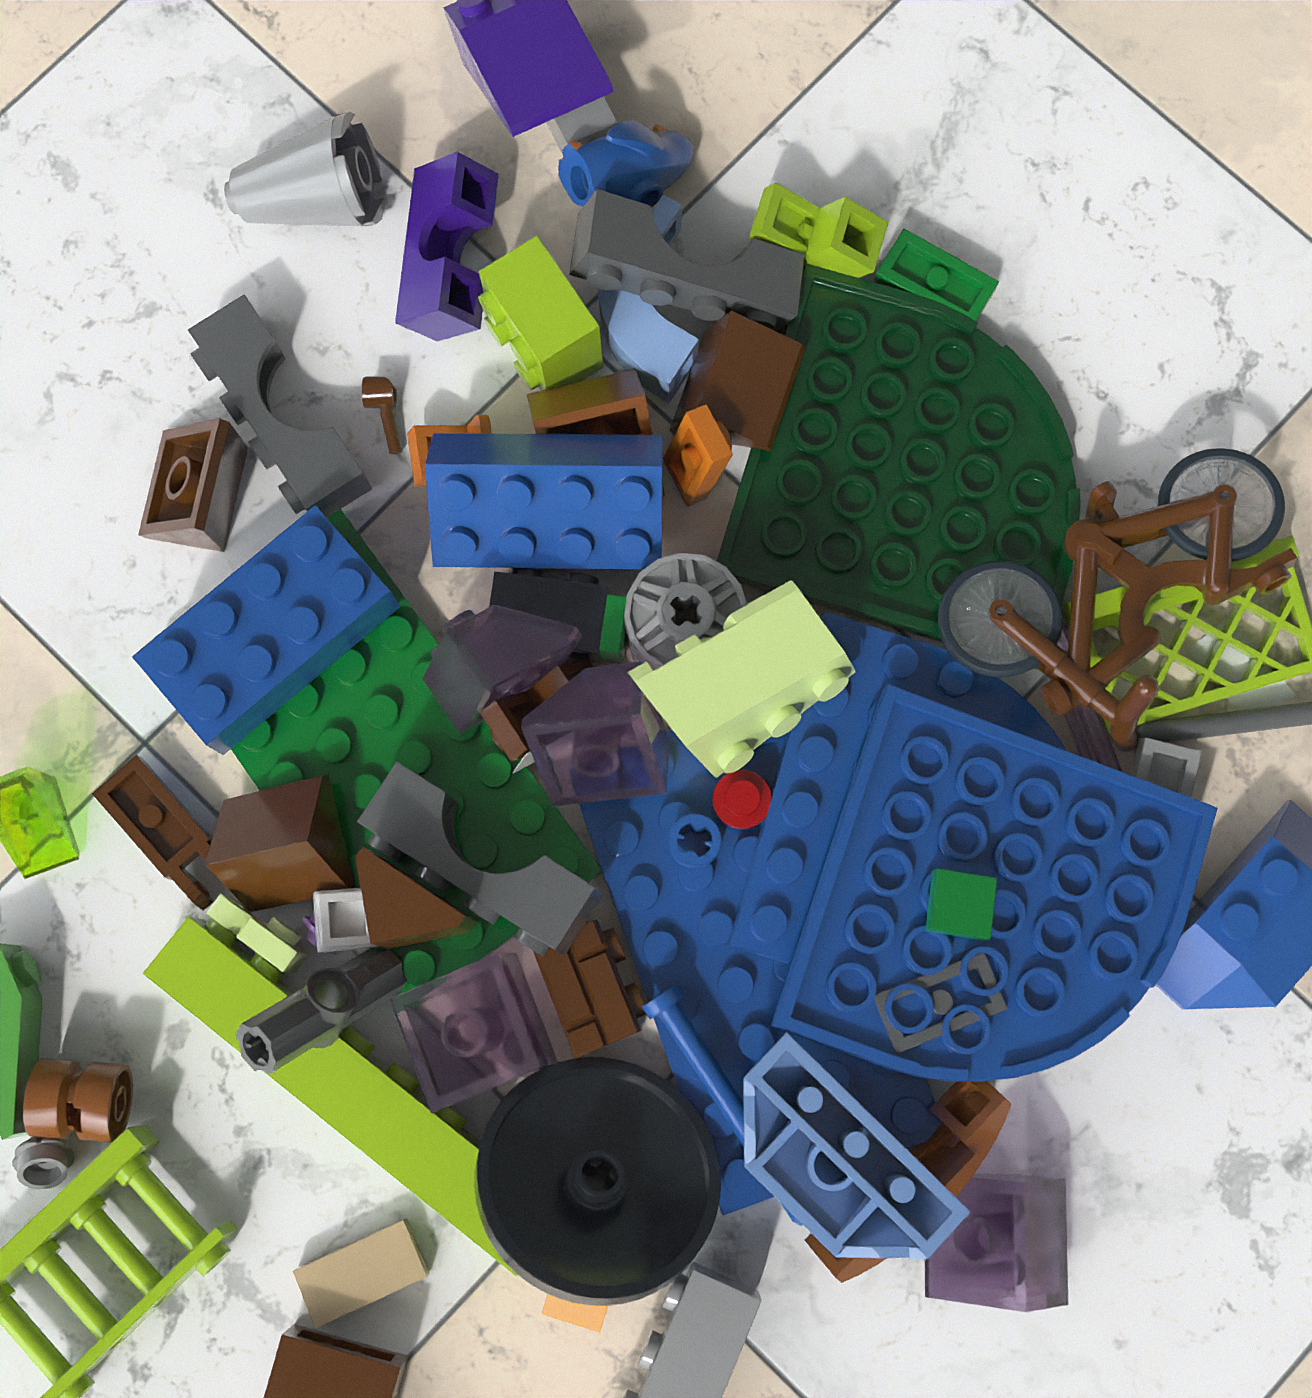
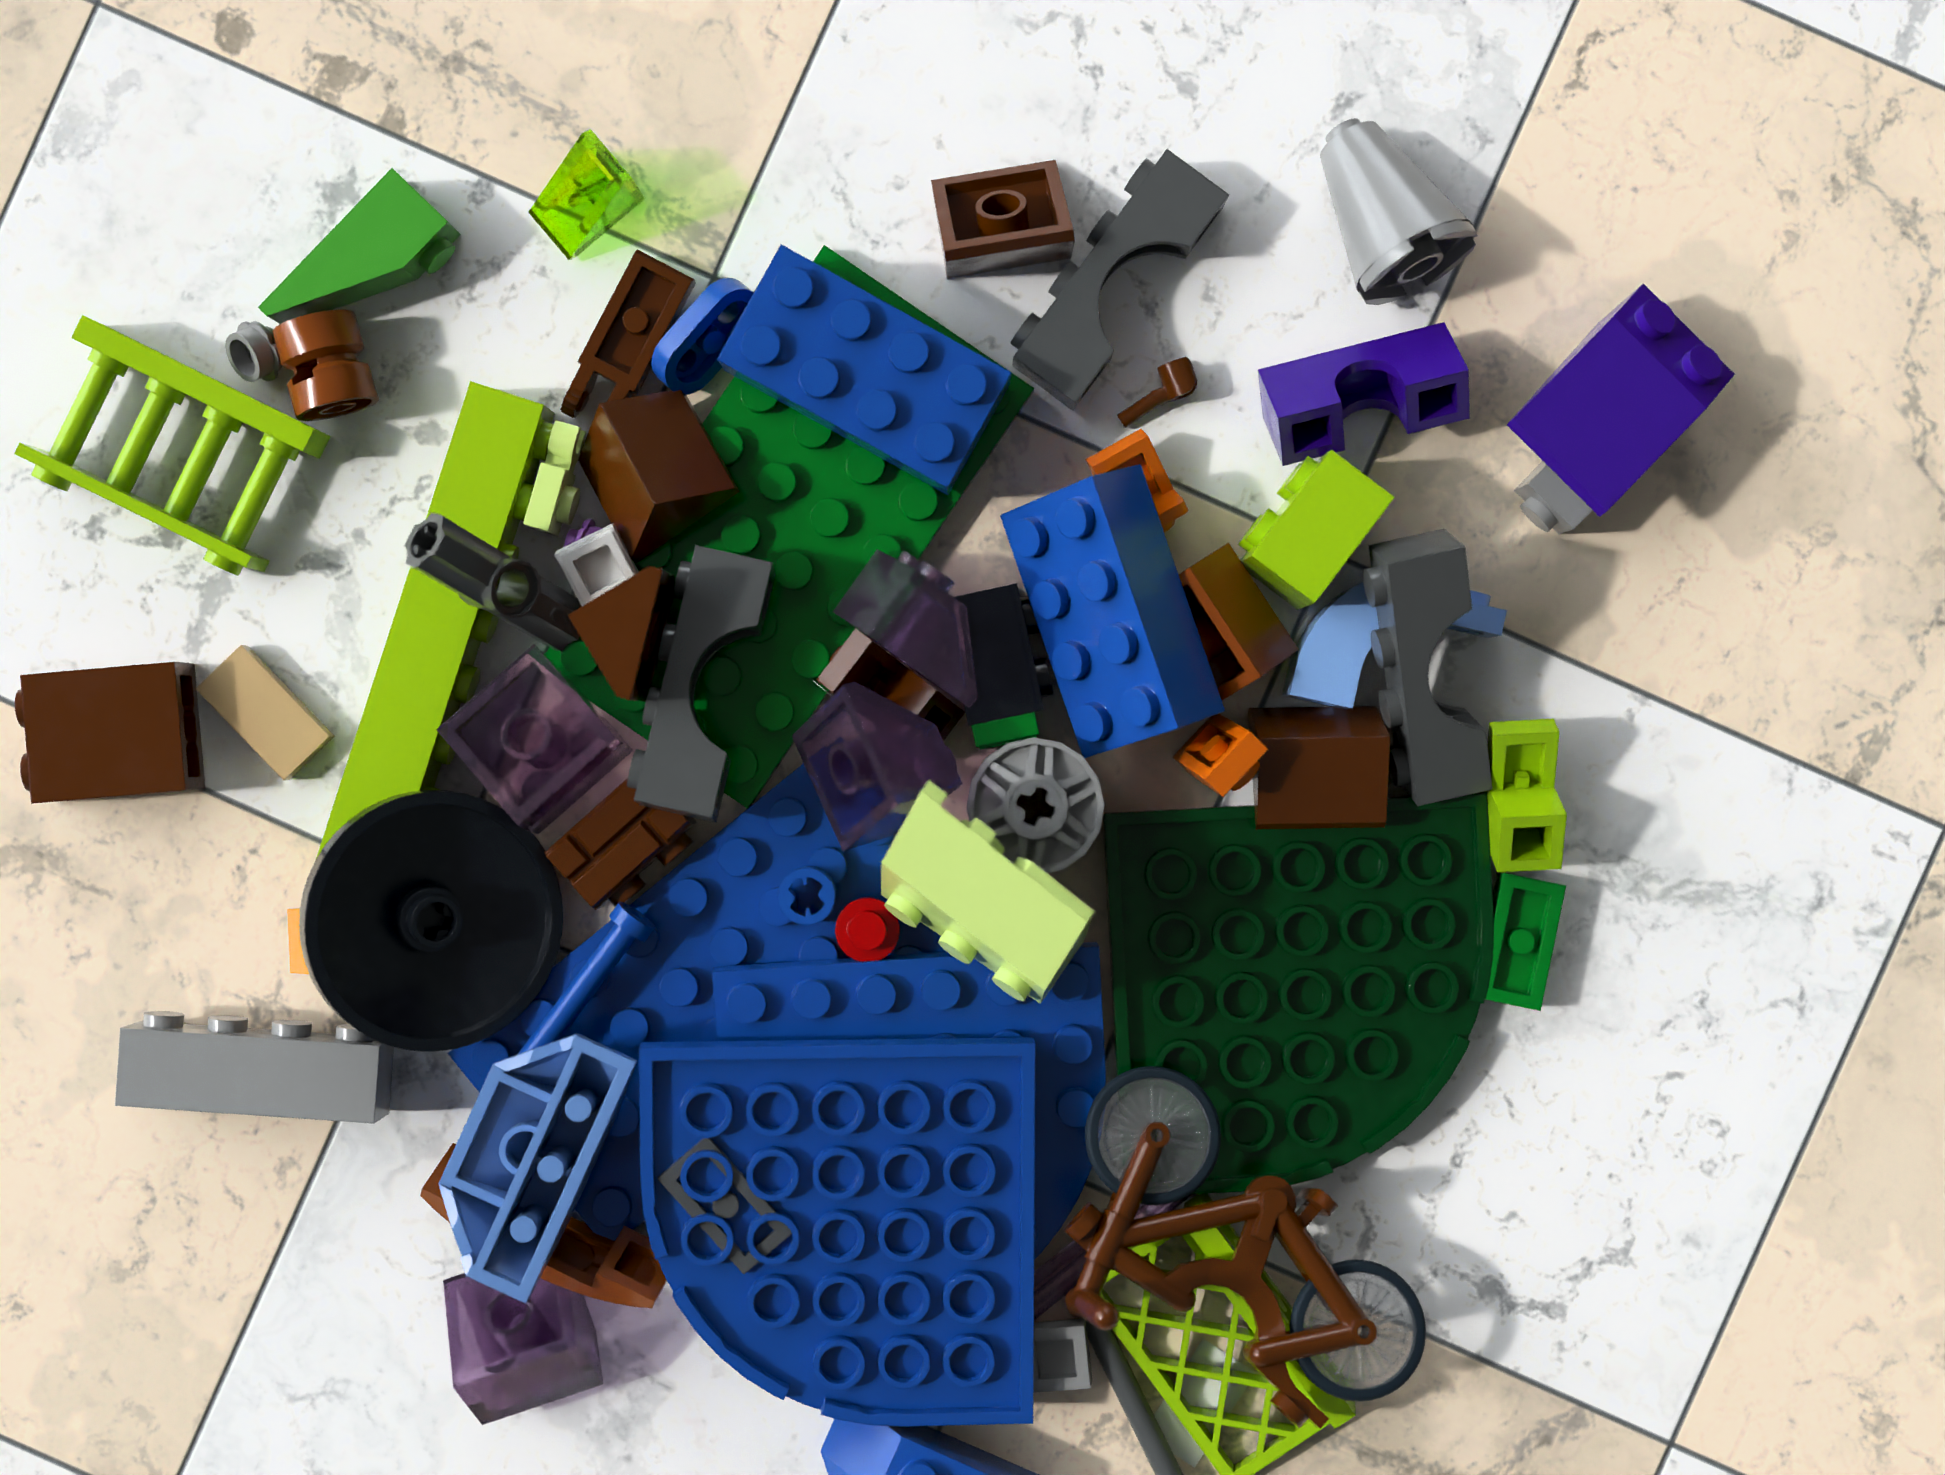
camera: 70 degrees right, 10 degrees up
(187, 764) = (690, 349): none -> blue plate
(625, 163) = (1526, 556): blue animal -> none
(961, 904) = (829, 1194): green tile -> none

